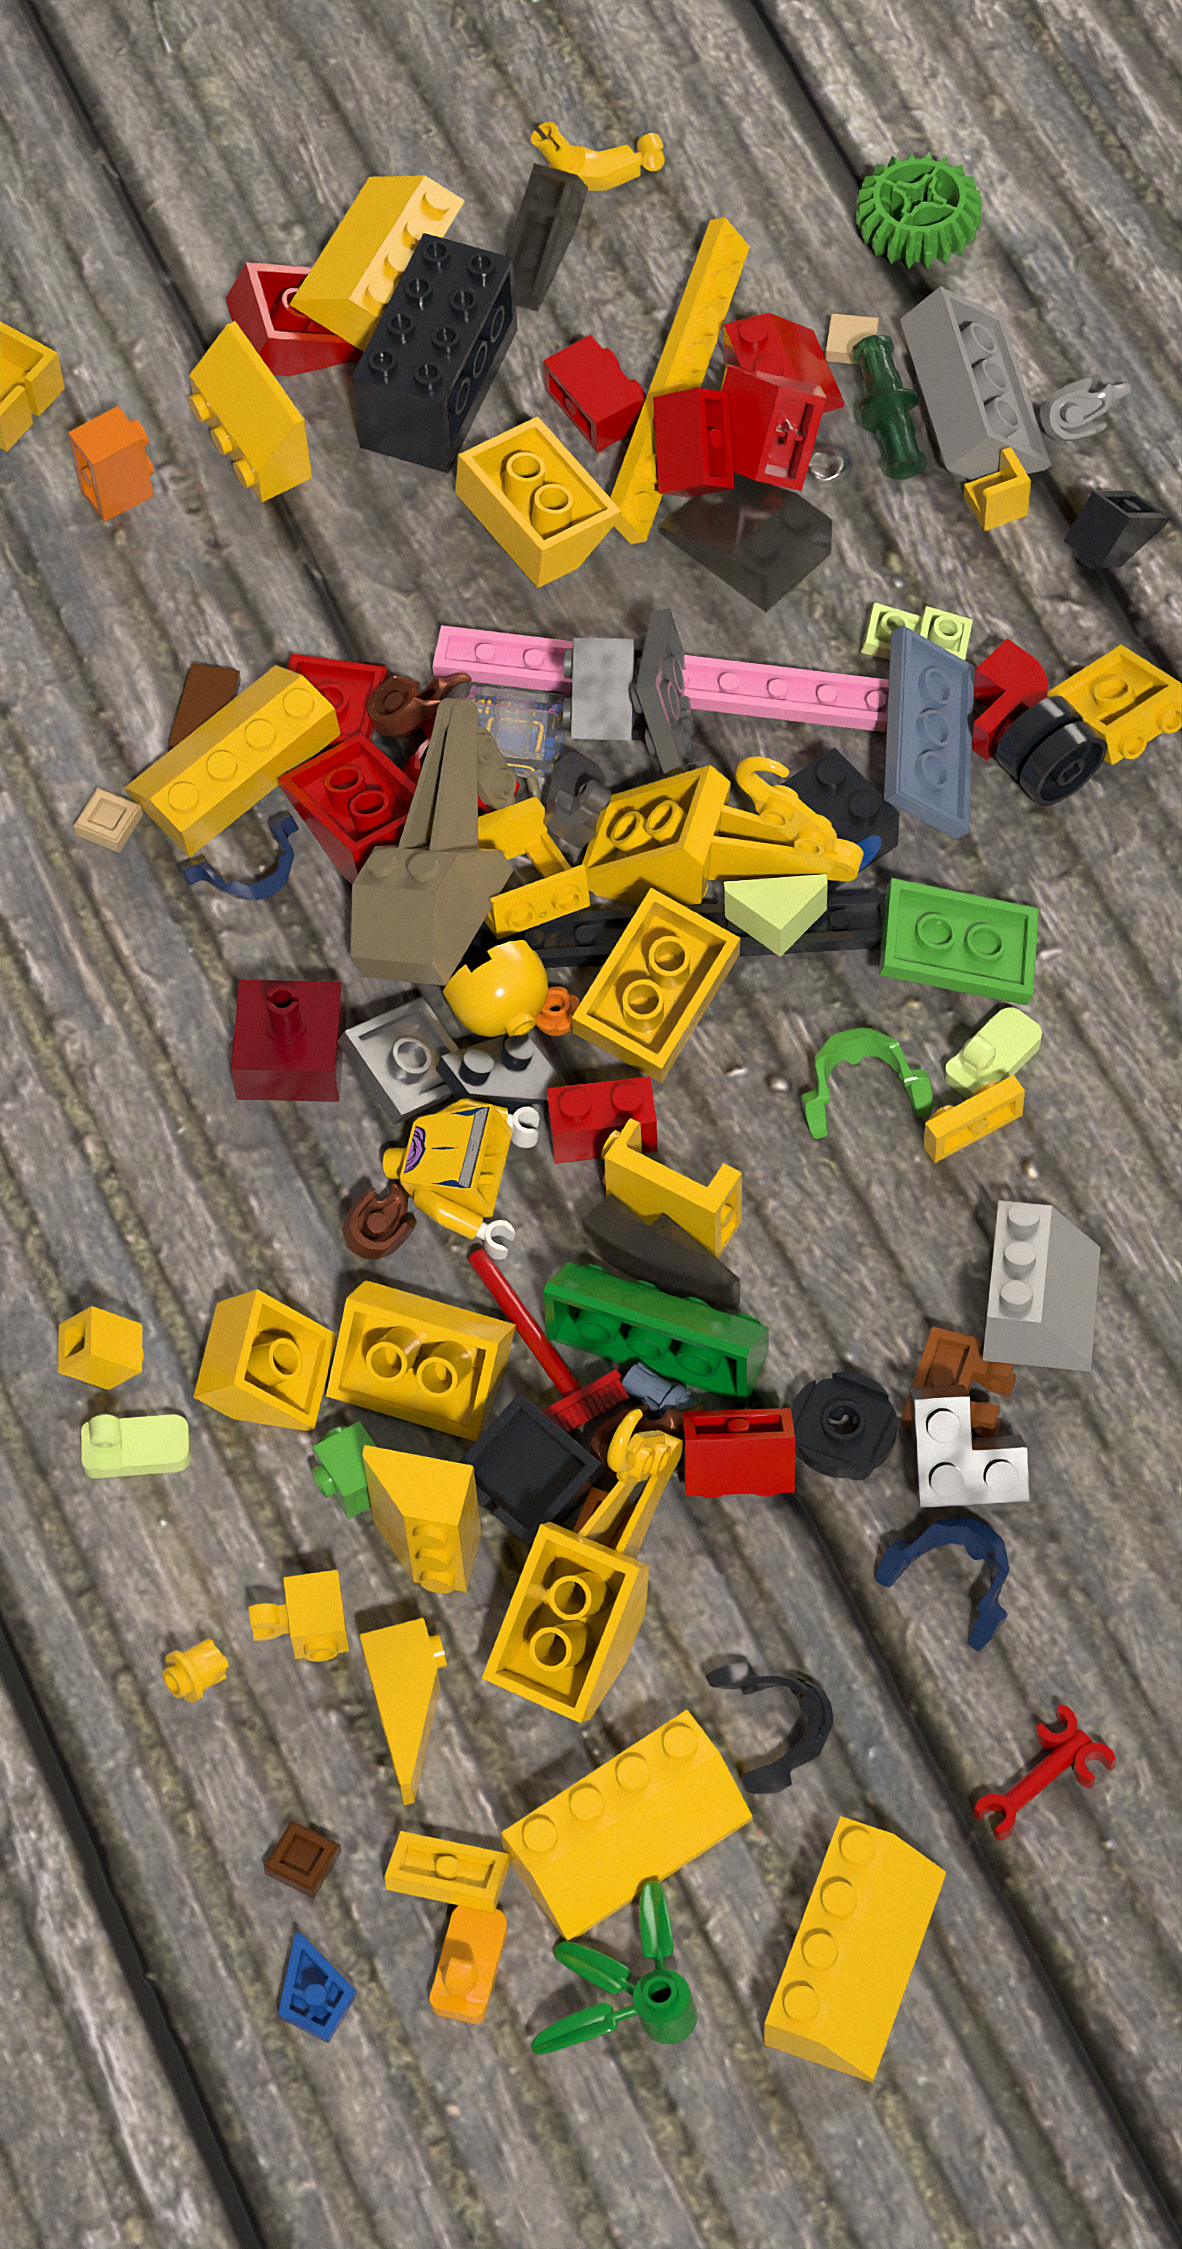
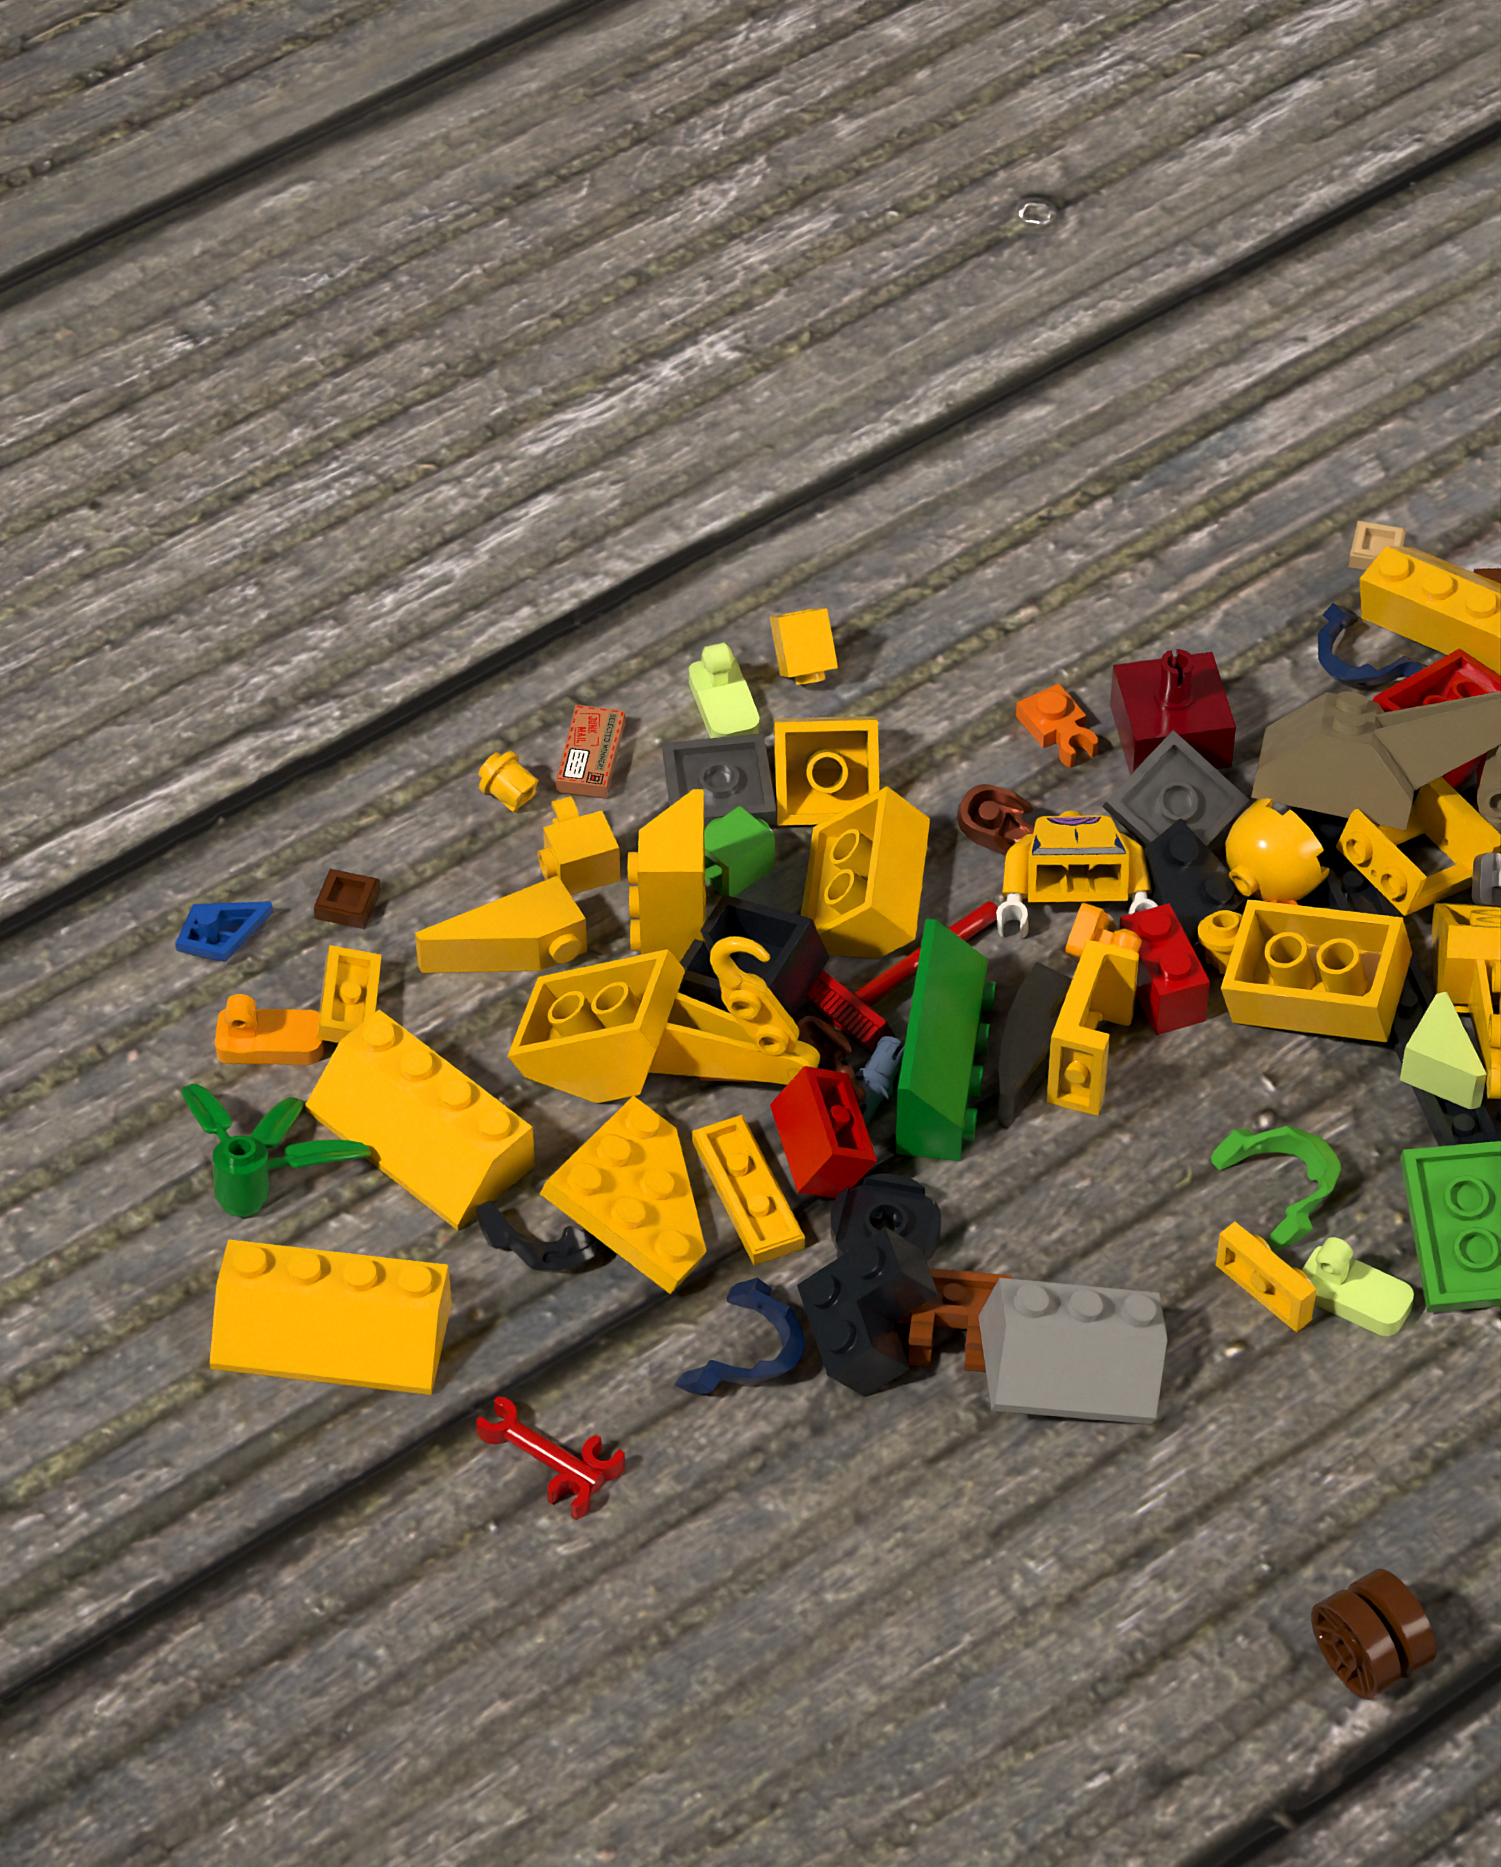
camera: 75 degrees right, 10 degrees down
(168, 1585) = (591, 751): none -> nougat tile
(249, 1150) = (1056, 718): none -> orange plate
(253, 1469) = (729, 771): none -> flat silver plate
(570, 1164) = (1098, 926): none -> light orange piece
(578, 1058) = (1218, 937): none -> yellow hose
(763, 1642) = (634, 1194): none -> yellow plate
(766, 1541) = (748, 1190): none -> yellow tile

